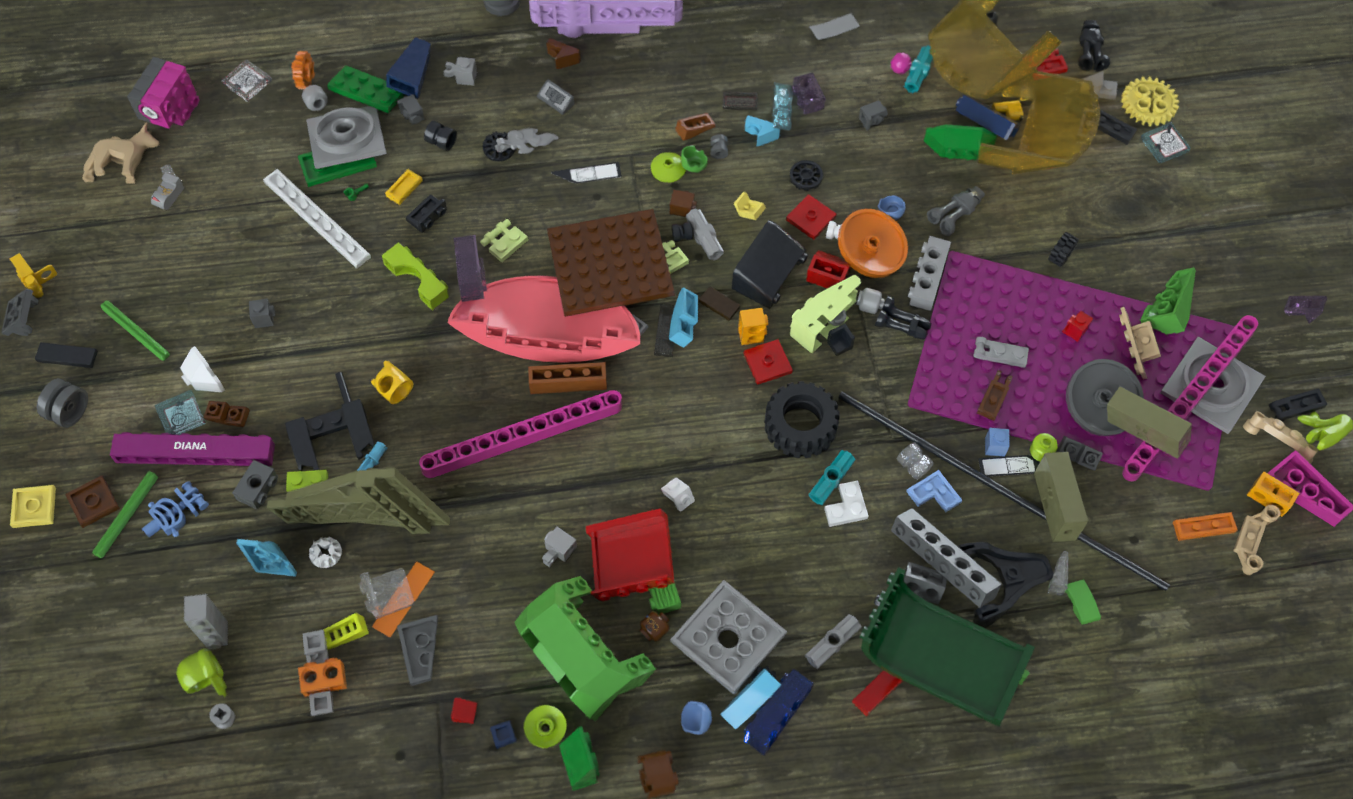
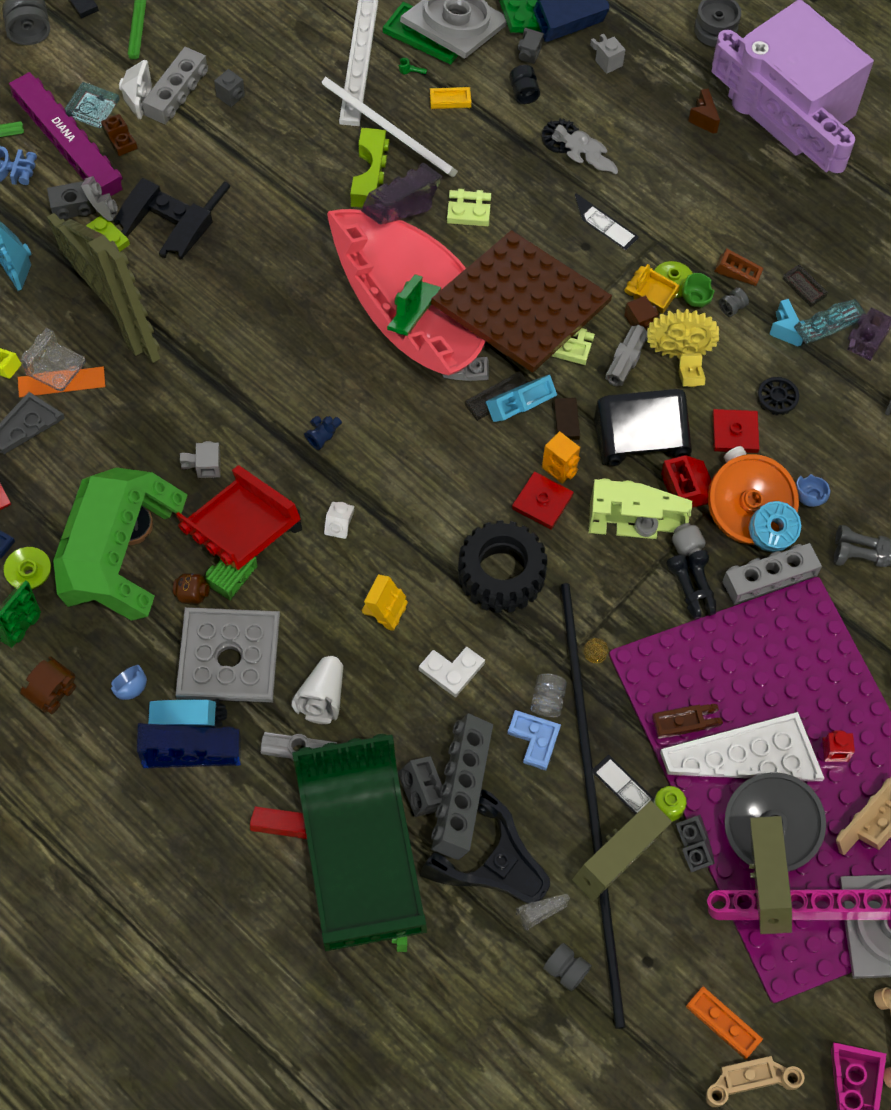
camera: 50 degrees right, 0 degrees up
(211, 323) = (175, 85): none -> light grey brick
(279, 463) = (102, 203): none -> light grey slope
(325, 560) = (61, 299): white gear -> none
(373, 457) = (165, 264): medium azure axle -> none
(392, 383) = (247, 226): yellow piece -> none
(395, 239) = (389, 127): none -> white tile
(427, 213) = (438, 131): black bracket -> none
(516, 441) = (295, 364): dark pink beam -> none
(556, 97) = (655, 141): slope -> none
(560, 328) = (412, 304): none -> green bracket
(567, 378) = (372, 350): dark orange brick -> none
(601, 455) = (323, 432): none -> dark blue piece
(665, 181) = (656, 287): none -> yellow piece
(682, 232) = (611, 335): black wheel -> none
(726, 189) = (683, 333): none -> light yellow gear
(772, 508) = (385, 602): none -> yellow piece
(804, 596) = (321, 692): none -> white cone
(826, 485) = (482, 634): teal piece -> none
(840, 339) = (621, 544): black panel -> none
(894, 248) = (784, 517): none -> medium azure wheel
(901, 411) = (596, 650): none -> clear yellow tile
(997, 442) = (637, 756): medium blue brick -> none
(1001, 352) = (741, 695): light grey plate -> none
(1046, 372) = (748, 751): none -> white wing
(1083, 602) = (531, 952): bright green slope -> none
(1110, 587) = (570, 969): none -> dark grey wheel
(1271, 491) = (818, 1066): light orange brick -> none

